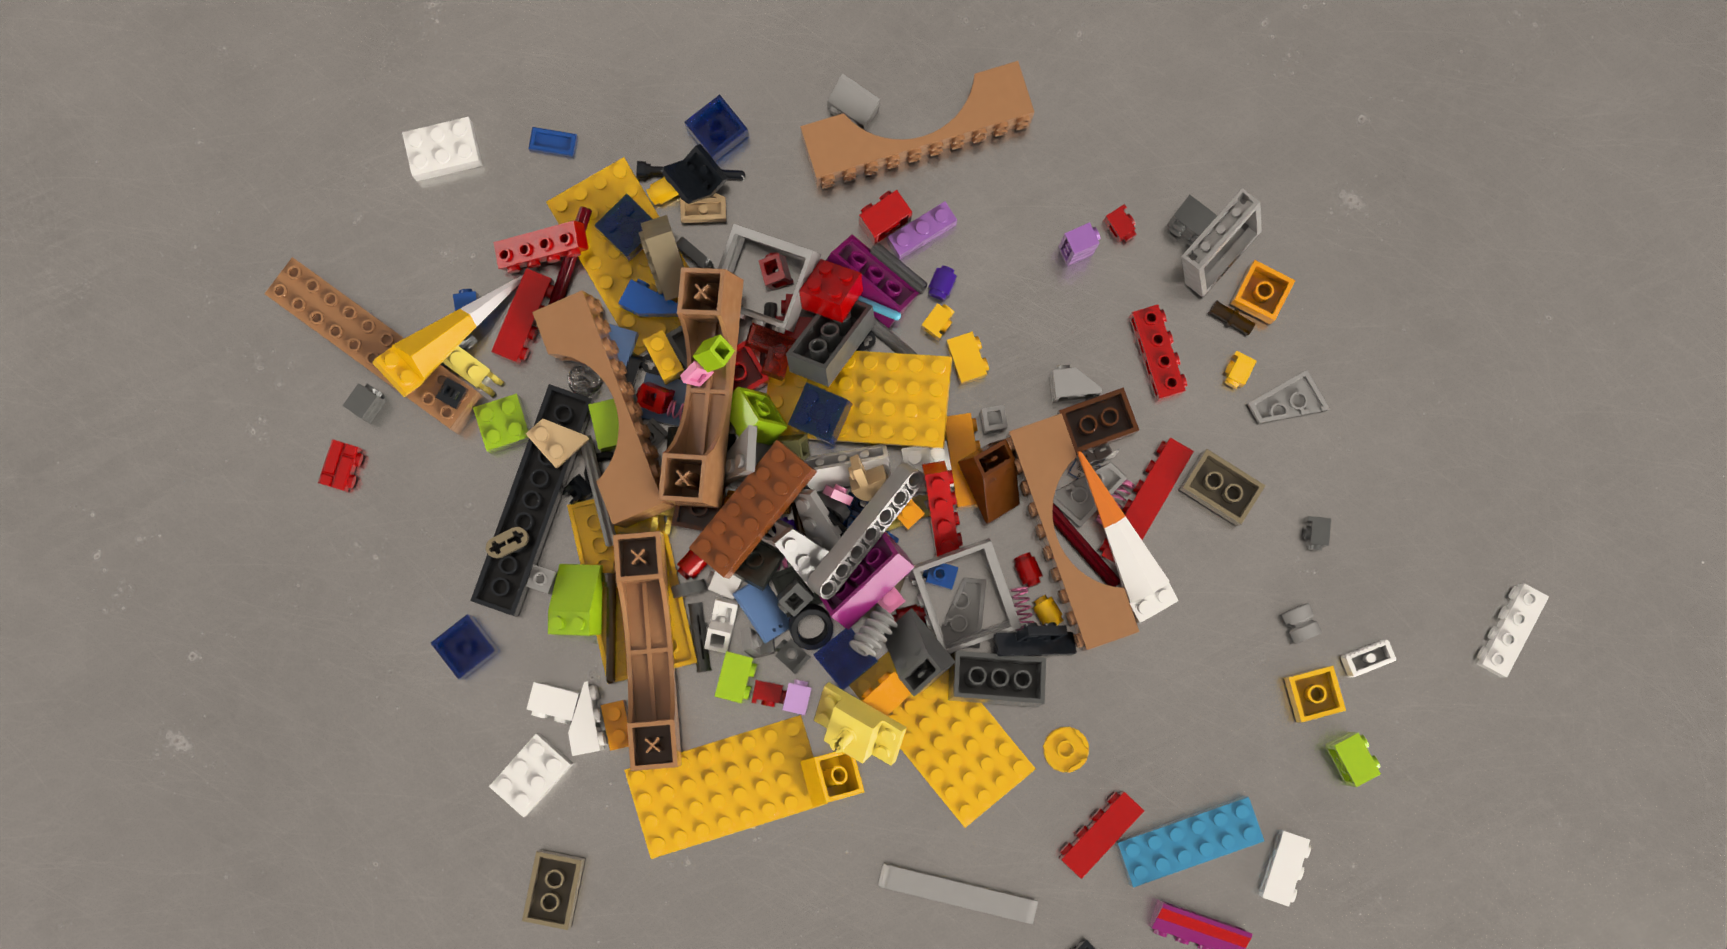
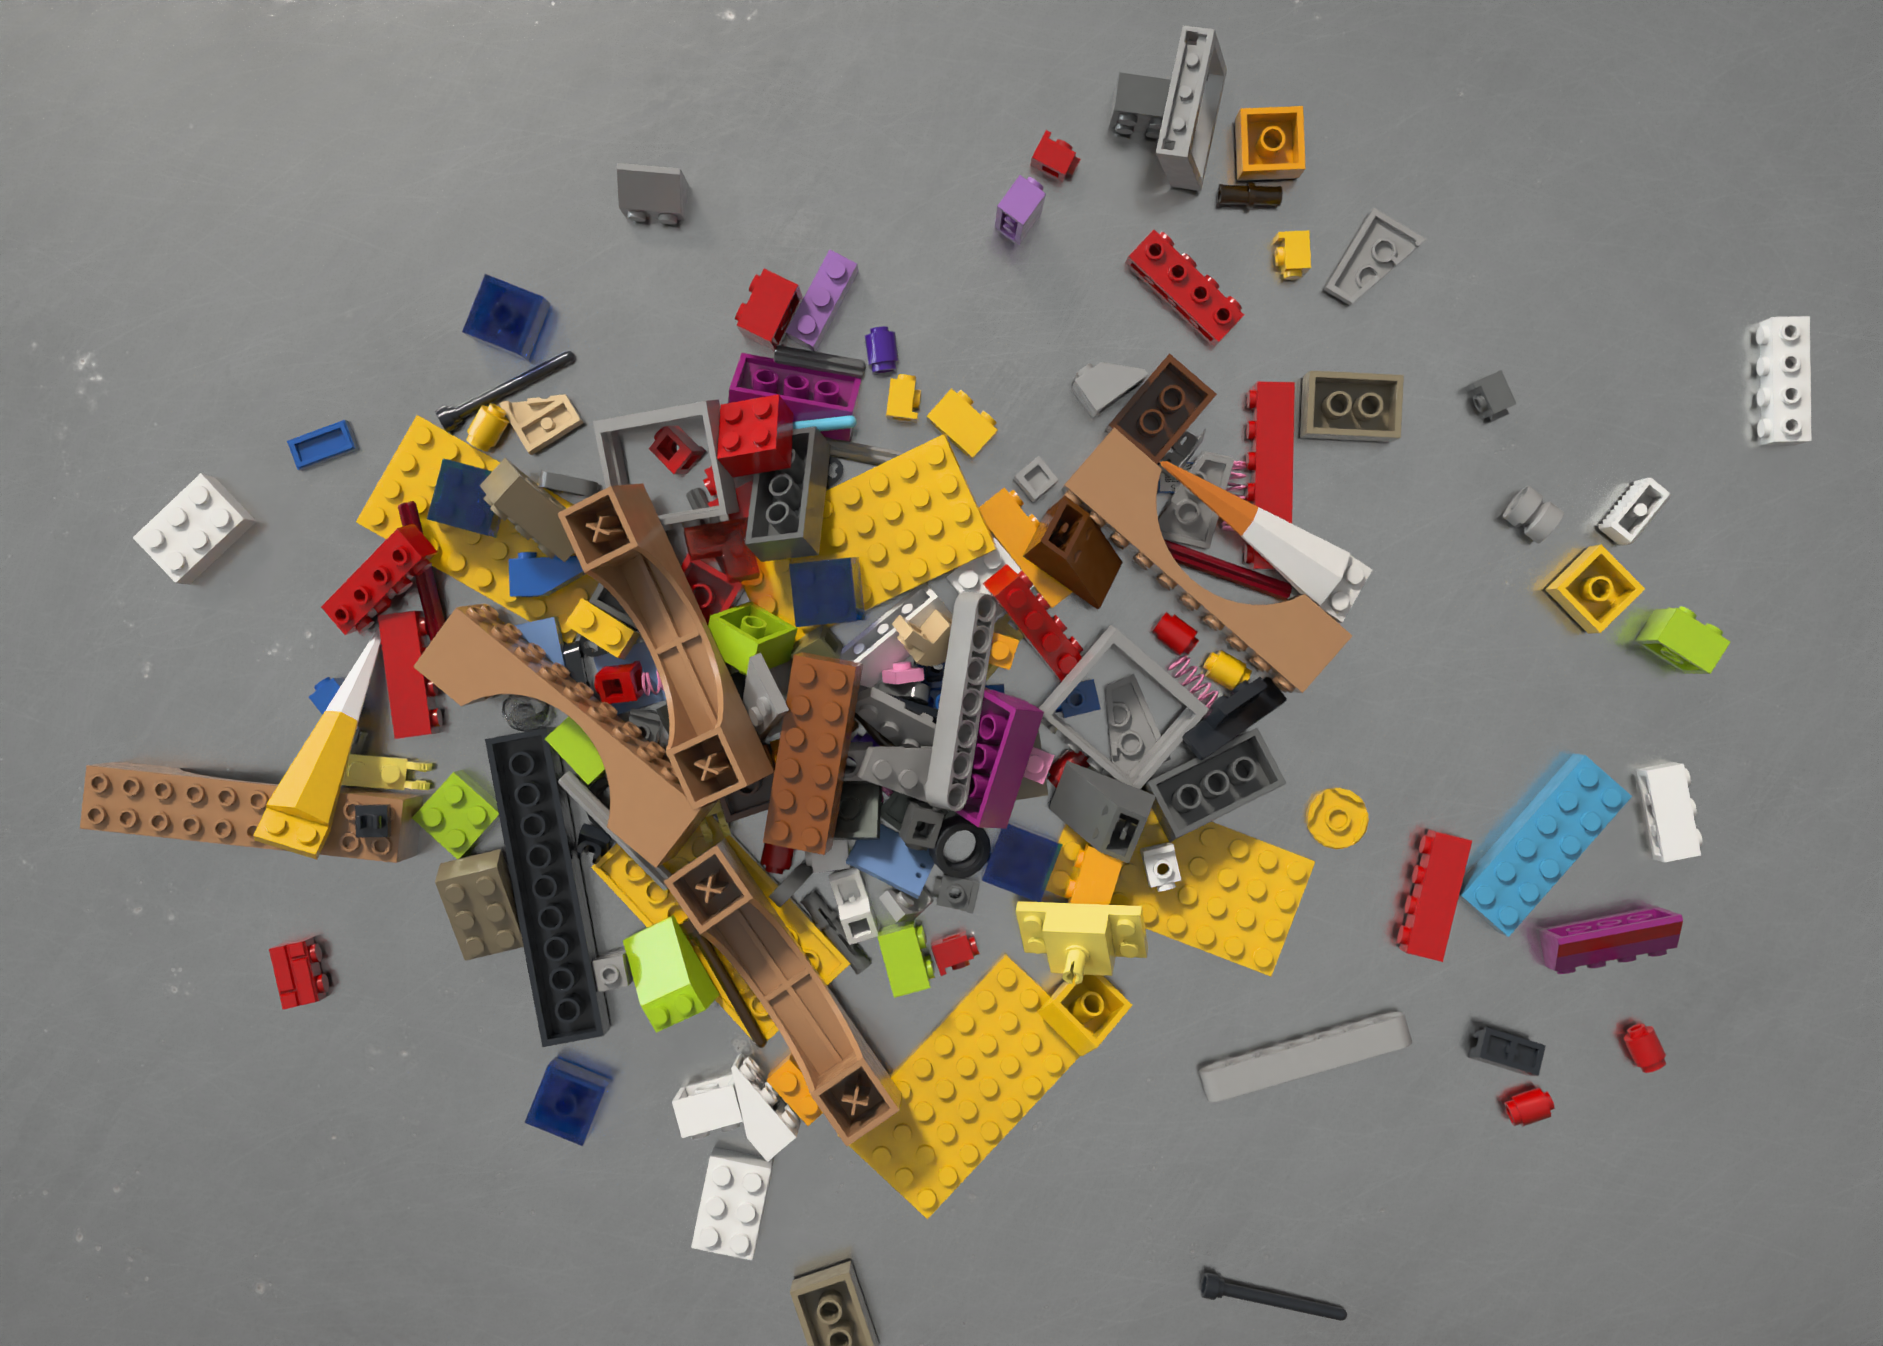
camera: 25 degrees left, 5 degrees up
(365, 402) = (281, 884): dark grey brick -> none
(484, 487) = (480, 904): none -> dark tan brick
(509, 547) = (539, 951): dark tan beam -> none
(556, 441) = (532, 803): tan wing -> none
(695, 175) = (514, 390): black bracket -> none
(695, 374) = (652, 629): bright pink plate -> none
(713, 353) = (657, 594): lime brick -> none
(797, 697) = (991, 940): lavender brick -> none
(843, 150) = (674, 256): medium nougat arch -> none
(873, 632) = (1038, 815): light grey piece -> none
(933, 703) = (1158, 854): none -> white brick

